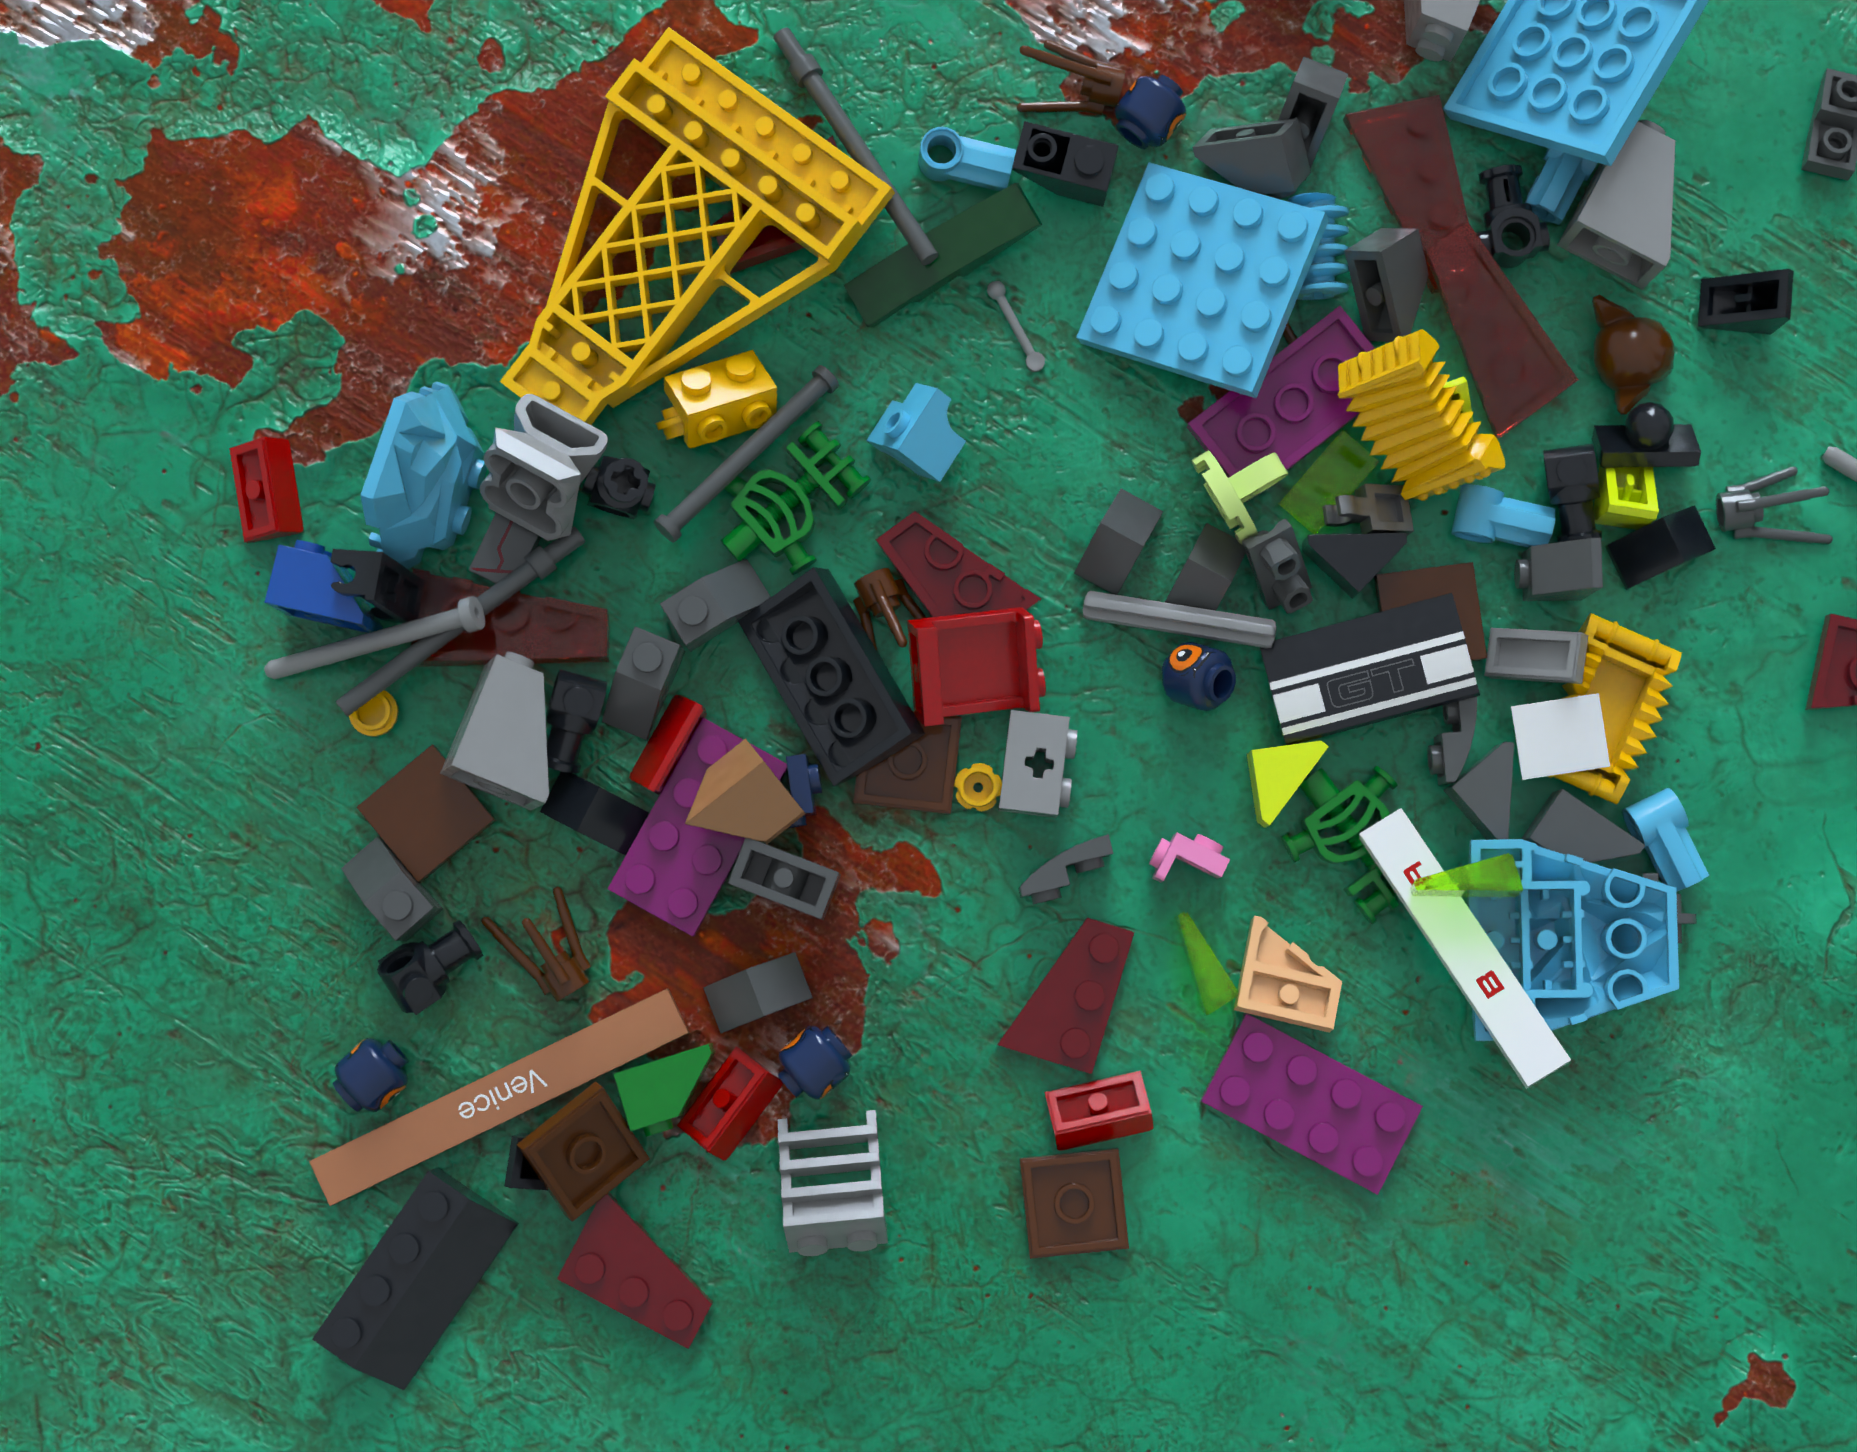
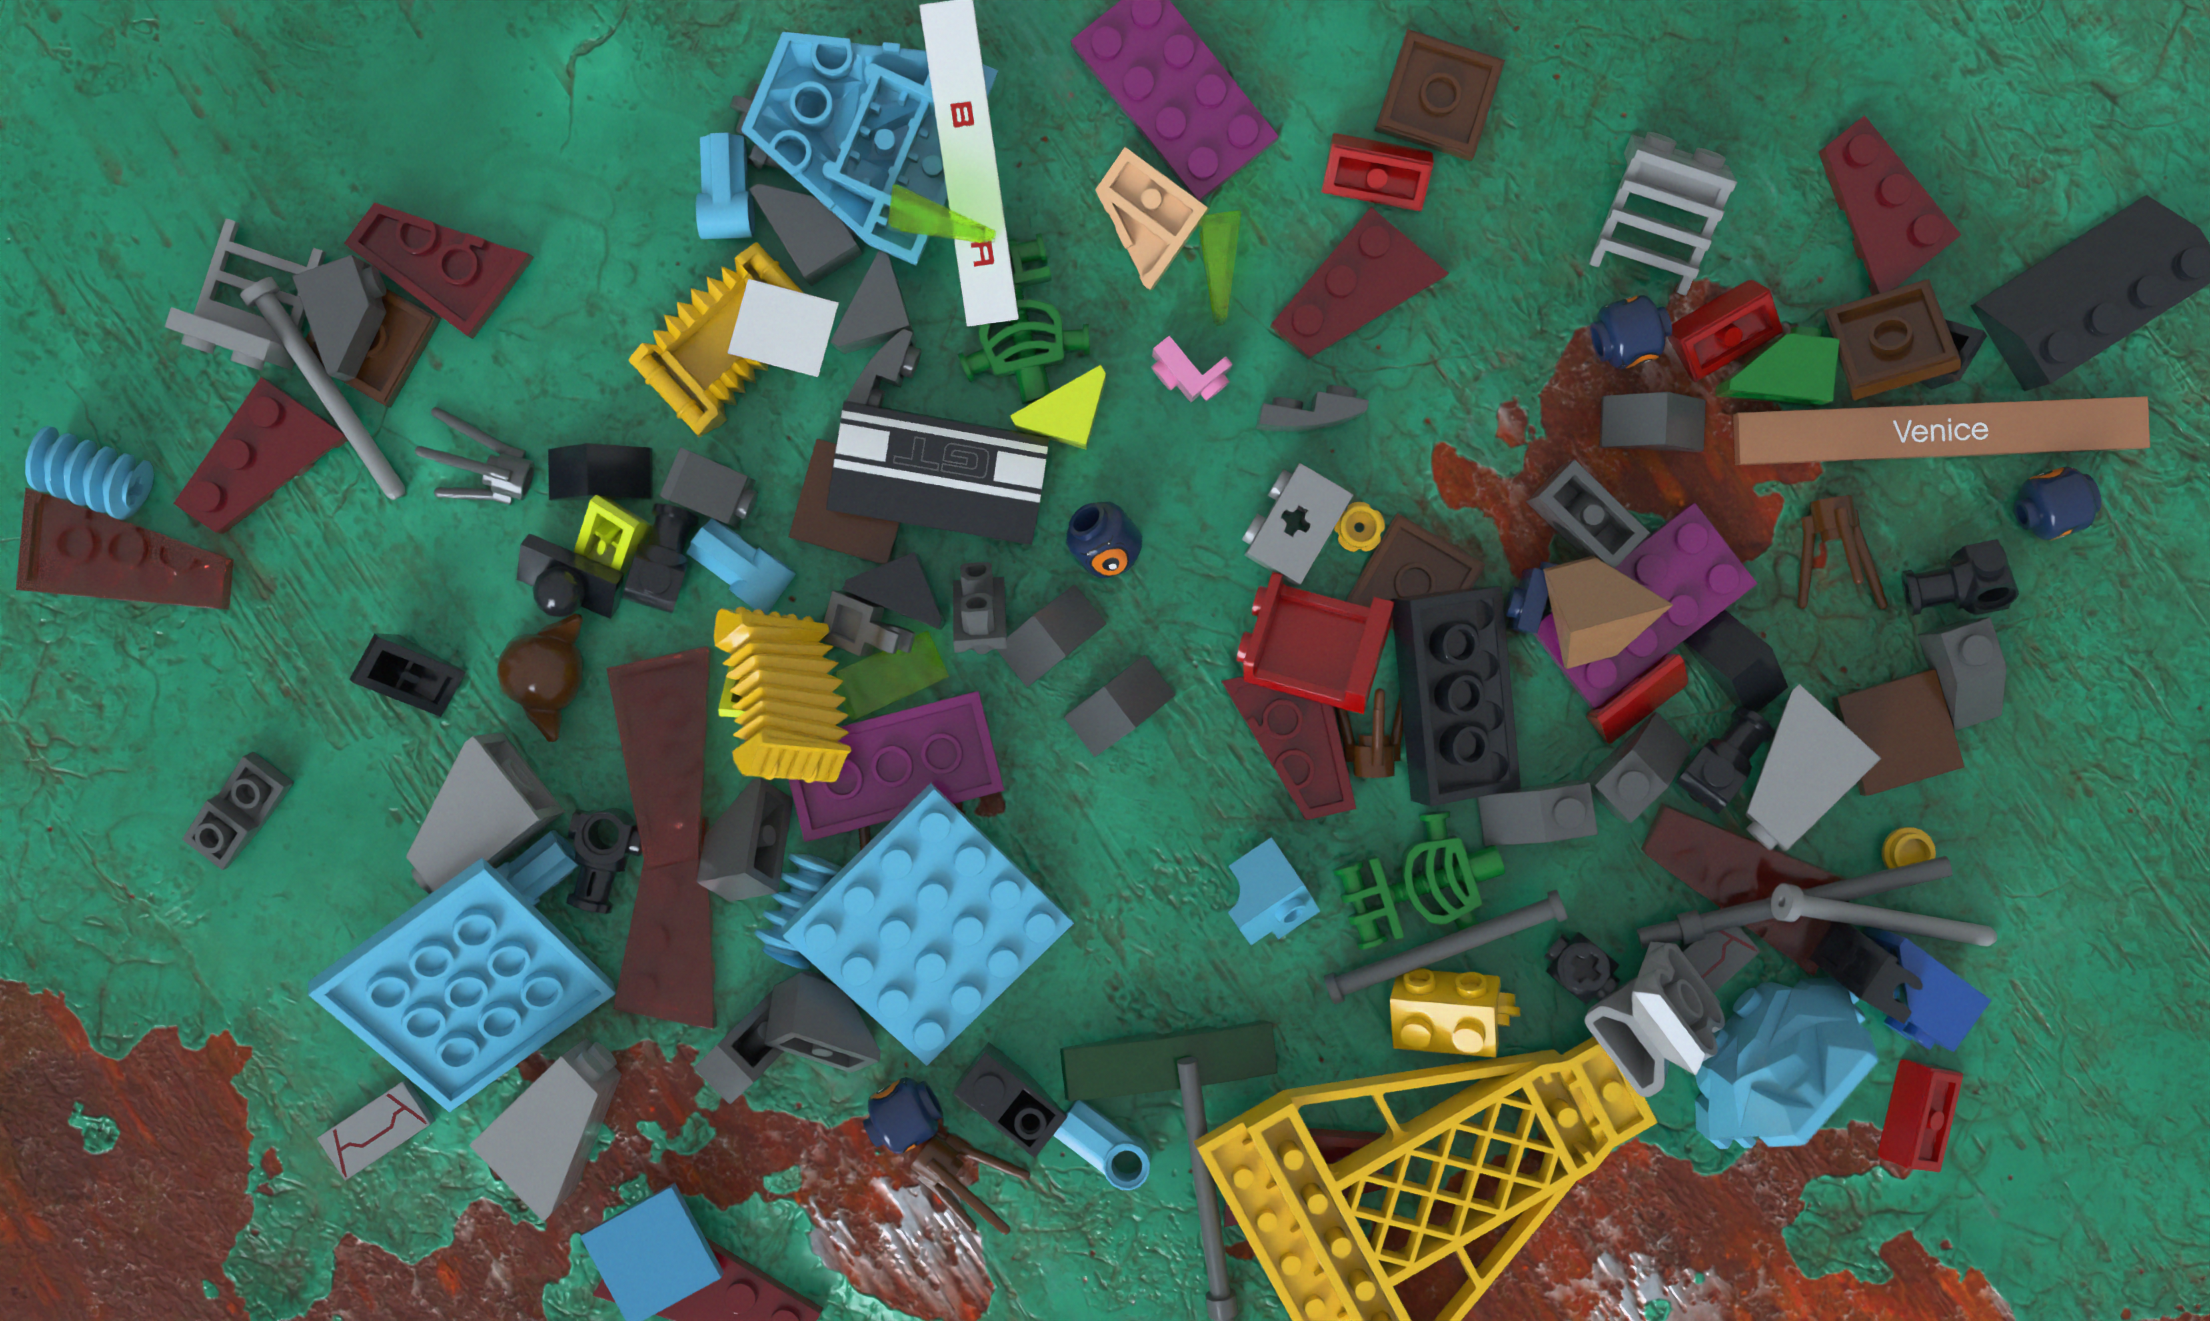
camera: 155 degrees left, 5 degrees up
(1035, 361) = (1122, 918): light grey hinge -> none
(1179, 619) = (1096, 602): light grey axle -> none
(1232, 492) = (996, 701): yellowish green tile -> none
(1536, 655) = (769, 417): light grey tile -> none

